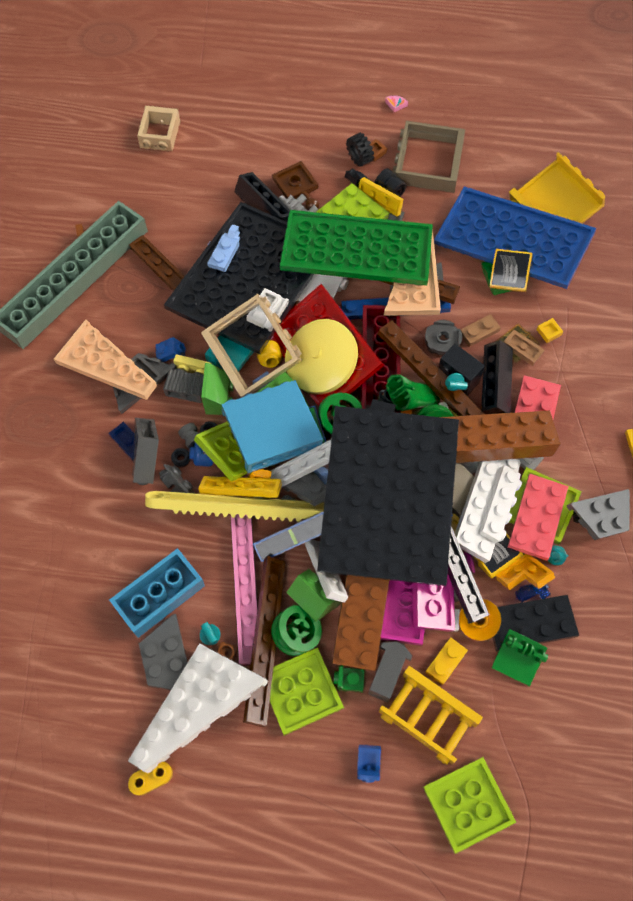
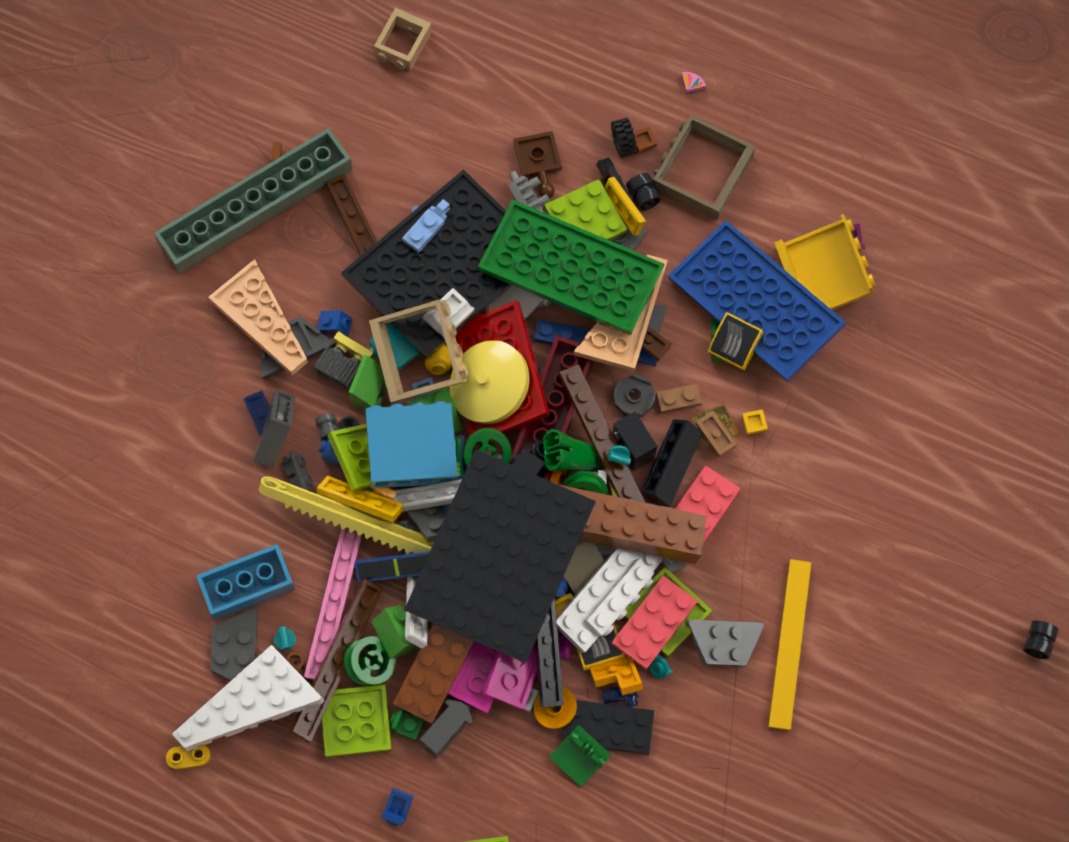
camera: 15 degrees right, 5 degrees up
(178, 453) = (310, 441): black plate -> none
(259, 196) = (490, 168): black brick -> none
(446, 661) = (508, 737): yellow plate -> none
(449, 706) = (493, 780): yellow fence -> none

